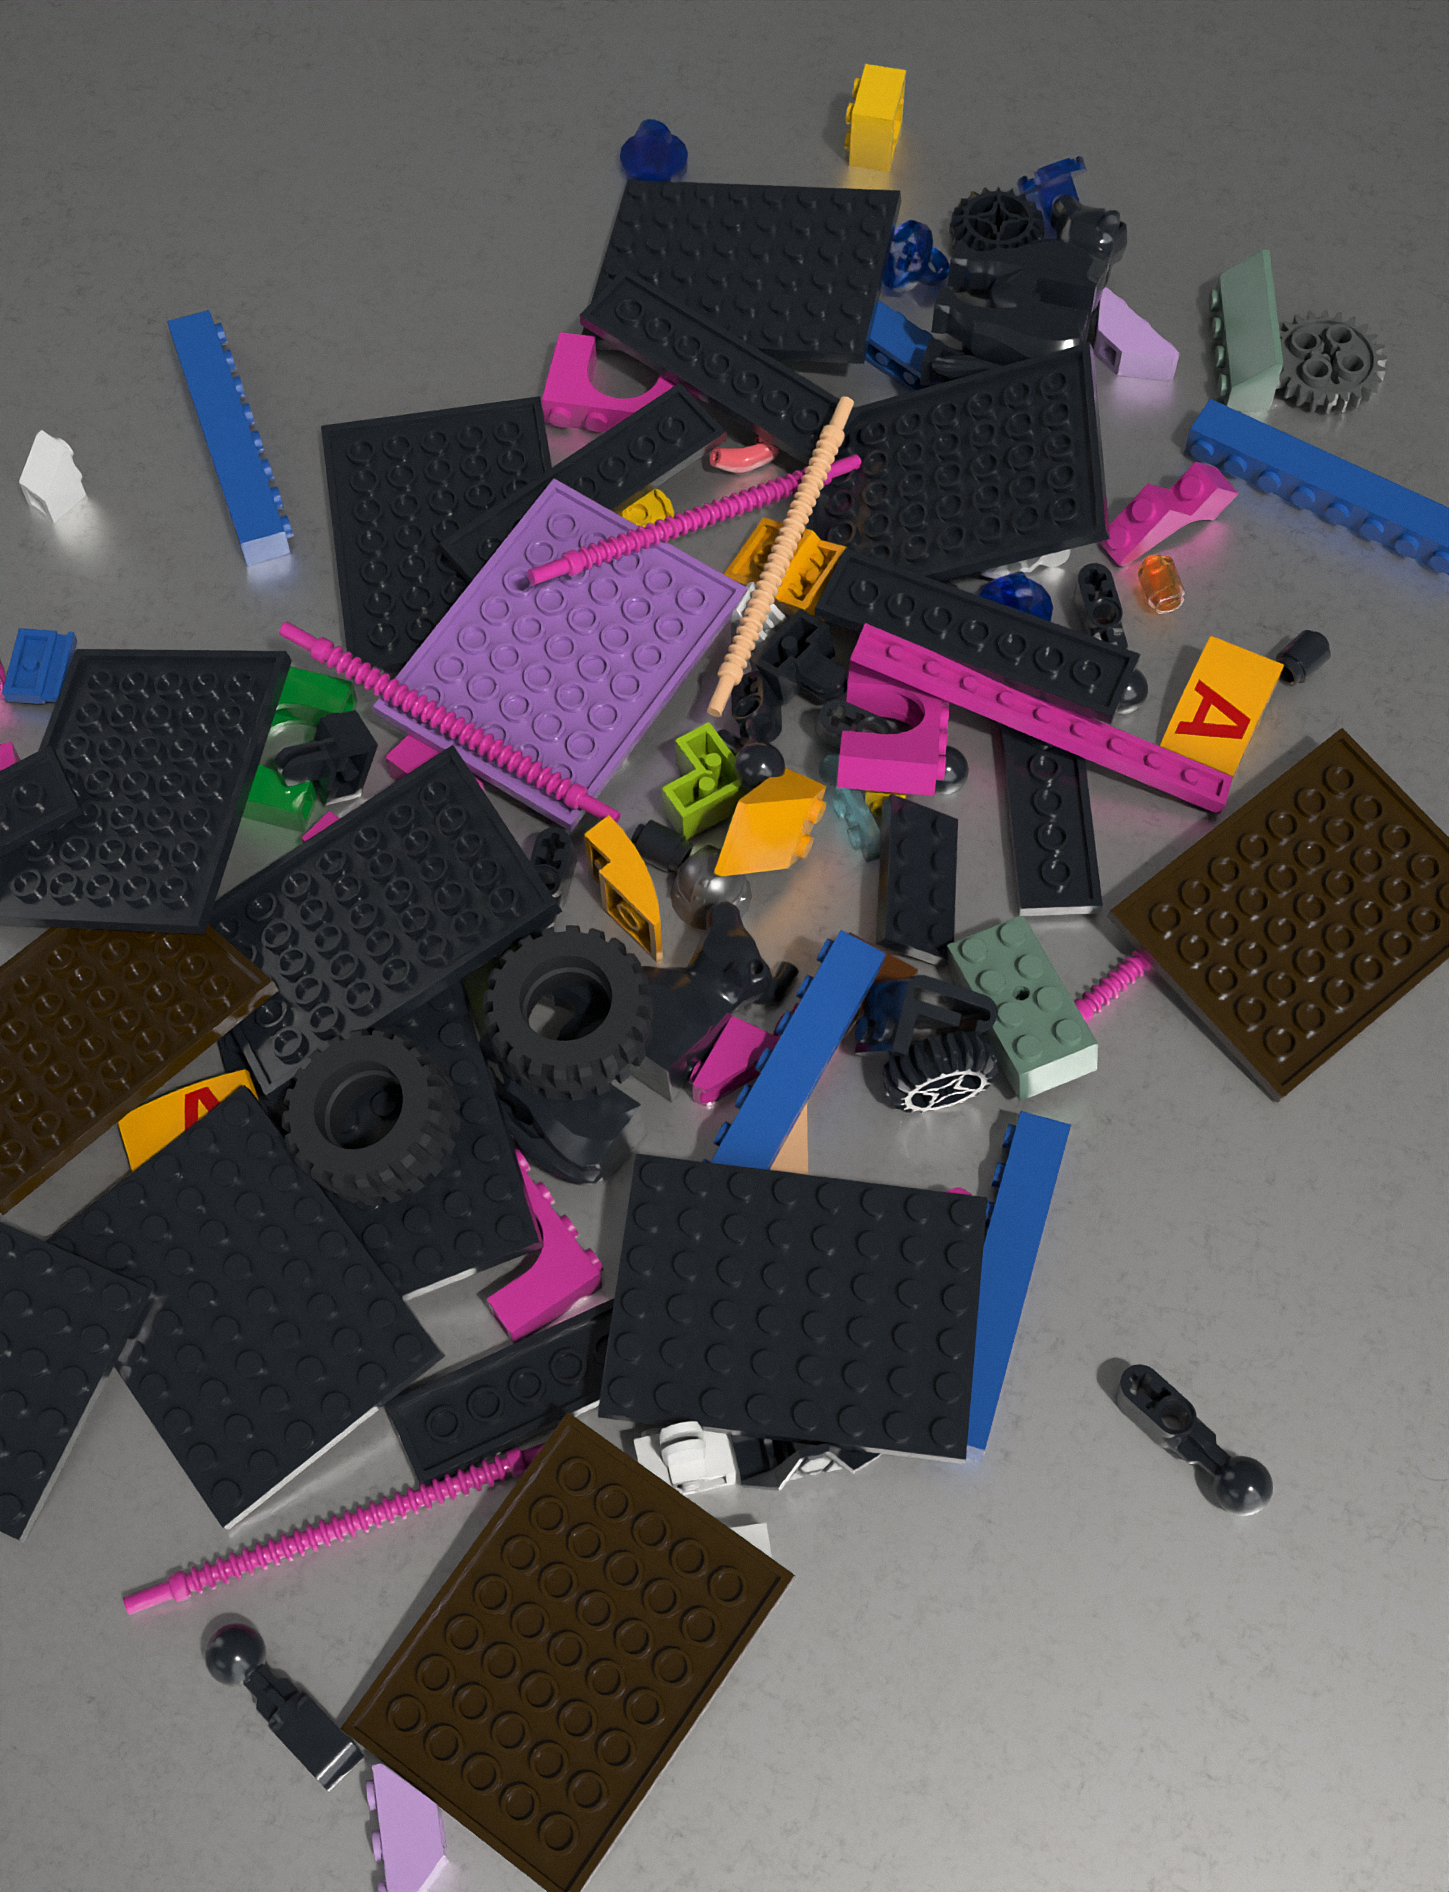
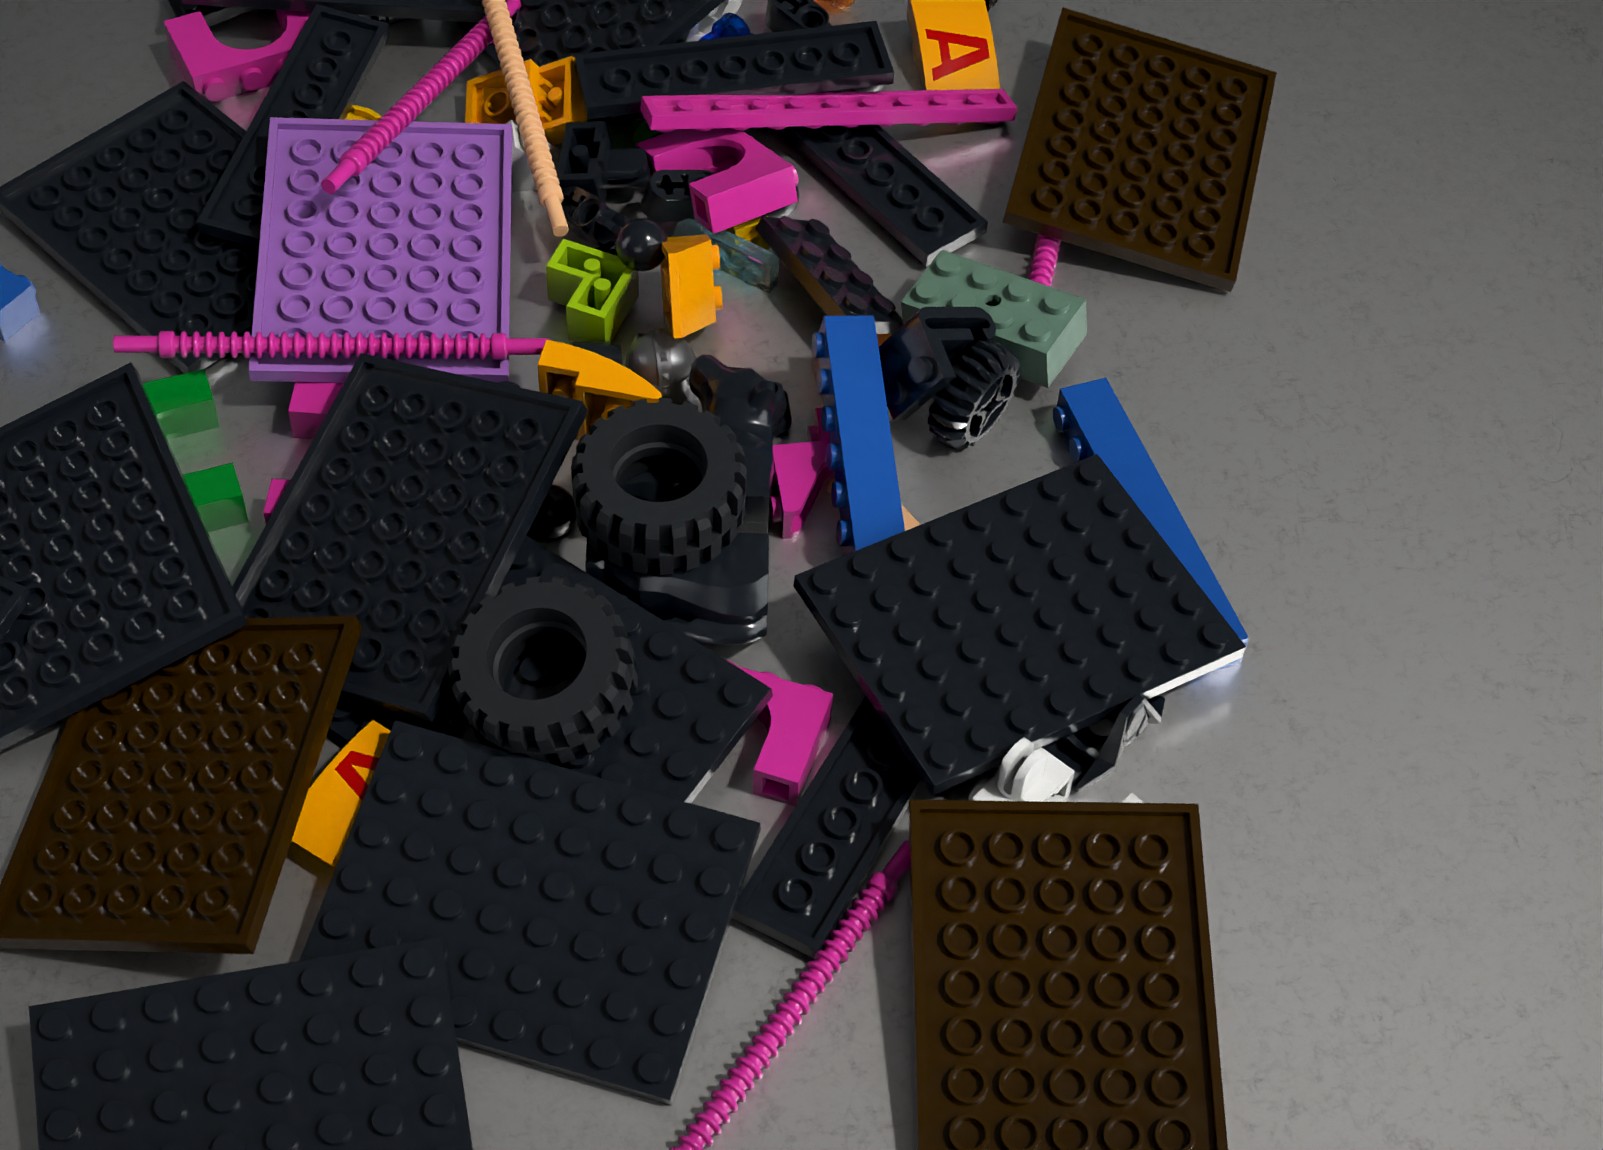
camera: 40 degrees left, 10 degrees down
(334, 760) = (244, 430): black brick -> none
(744, 459) = (411, 48): coral arm -> none
(1239, 1482) = (1358, 542): black beam -> none

